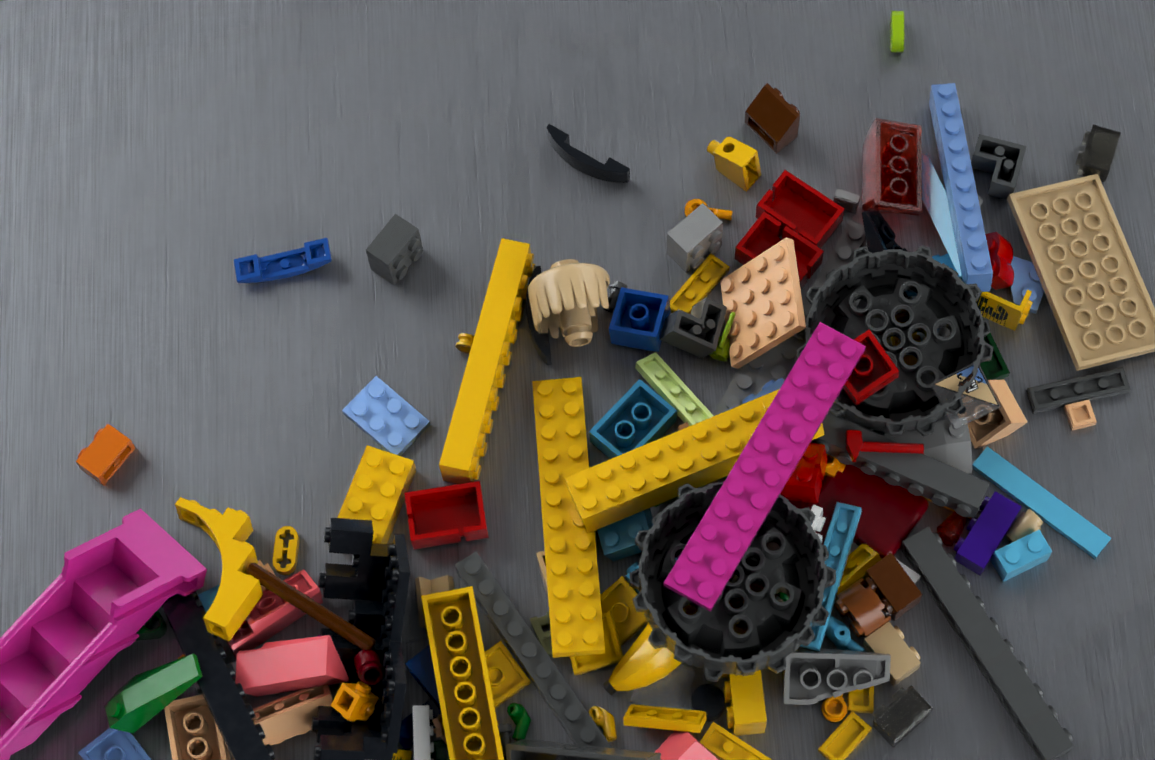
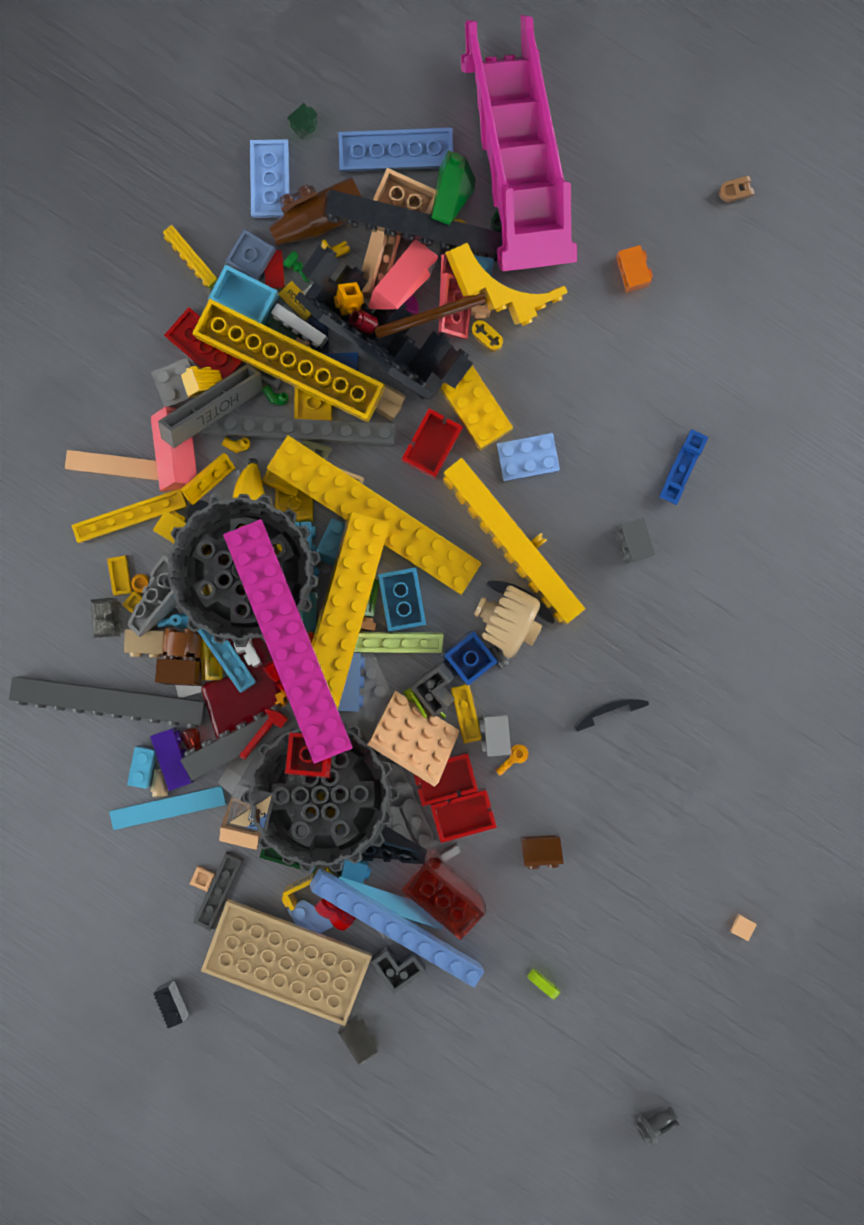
camera: 120 degrees right, 20 degrees up
(736, 161) = (524, 804): yellow torso -> none

